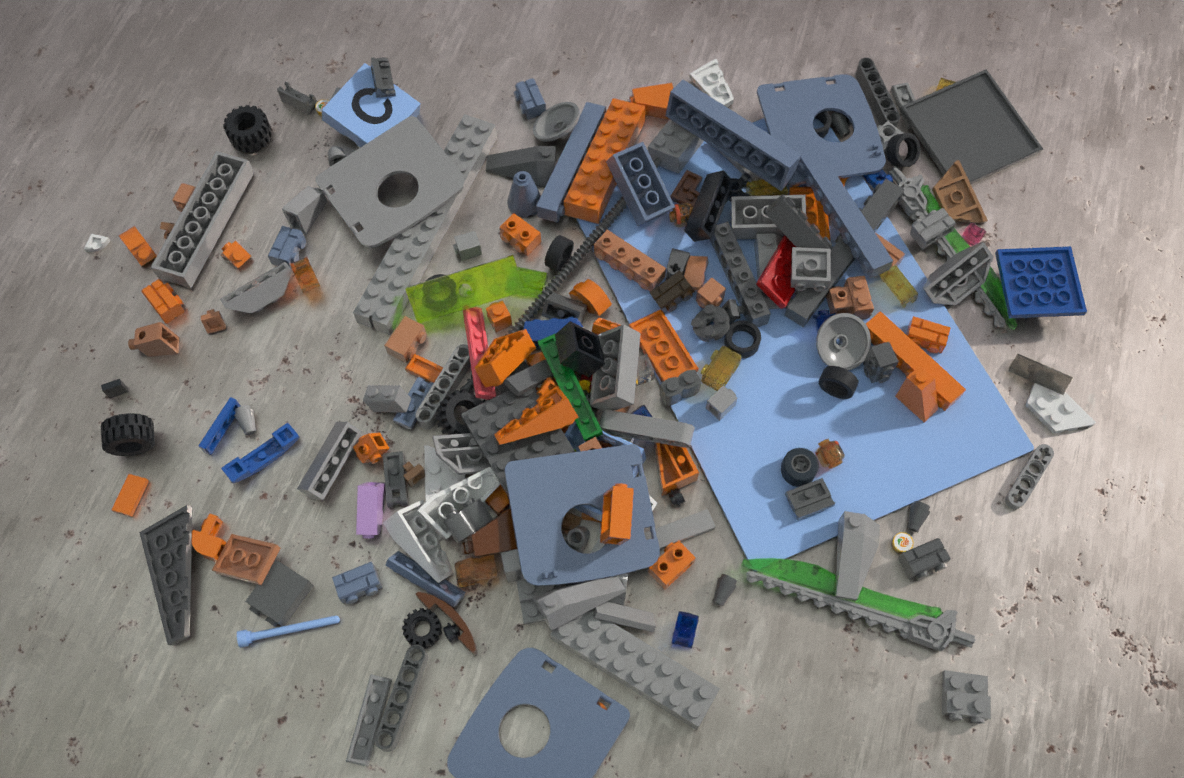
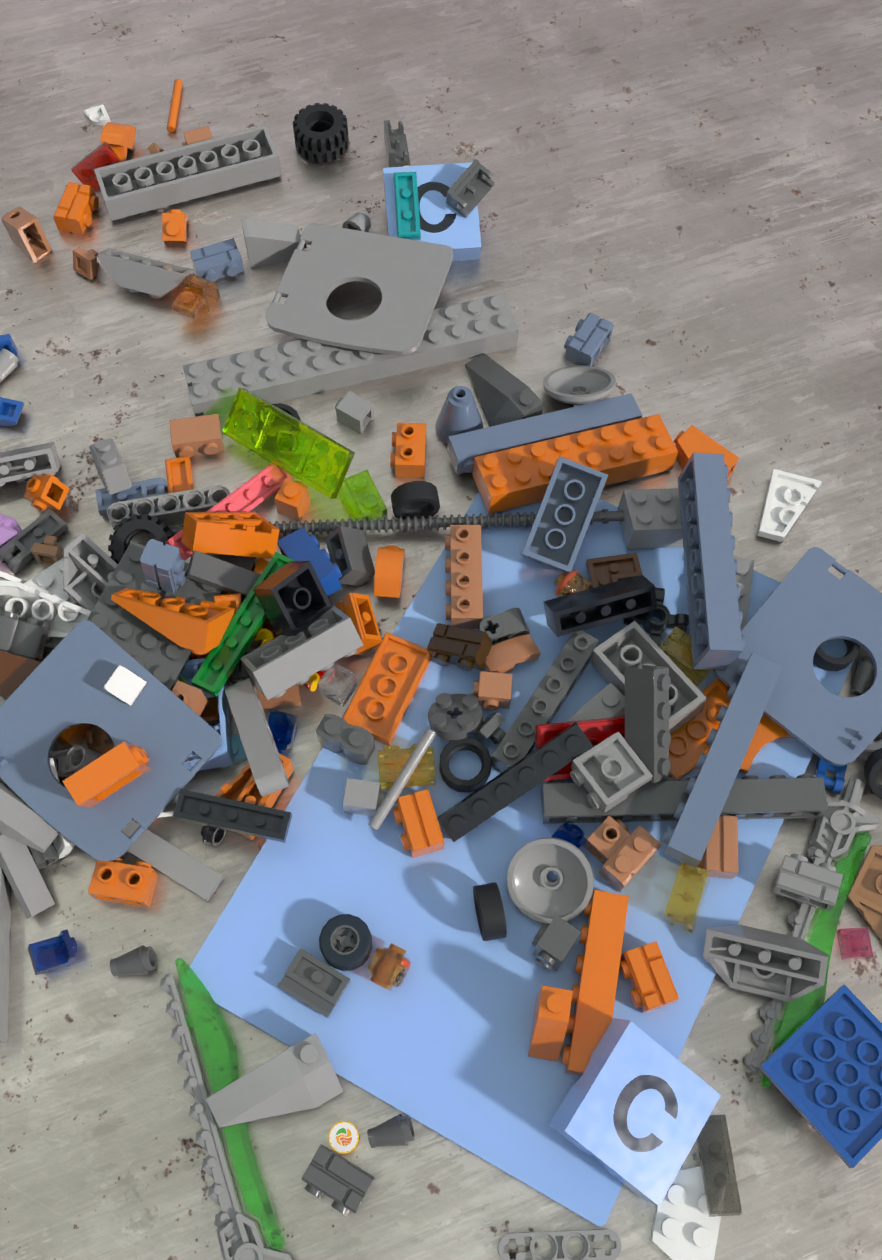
camera: 50 degrees right, 0 degrees up
(135, 194) = (174, 106): none -> orange bar
(141, 267) = (100, 157): none -> clear red wing
(359, 117) = (407, 205): none -> teal tile
(504, 401) = (163, 566): none -> sand blue brick
(566, 470) = (125, 685): none -> white slope
(685, 472) = (232, 815): none -> black plate
(731, 372) = (402, 779): none -> light grey bar
(759, 384) = (419, 824): none -> orange brick
(777, 318) = (514, 782): none -> black plate
(992, 387) = (636, 1110): none -> light blue tile

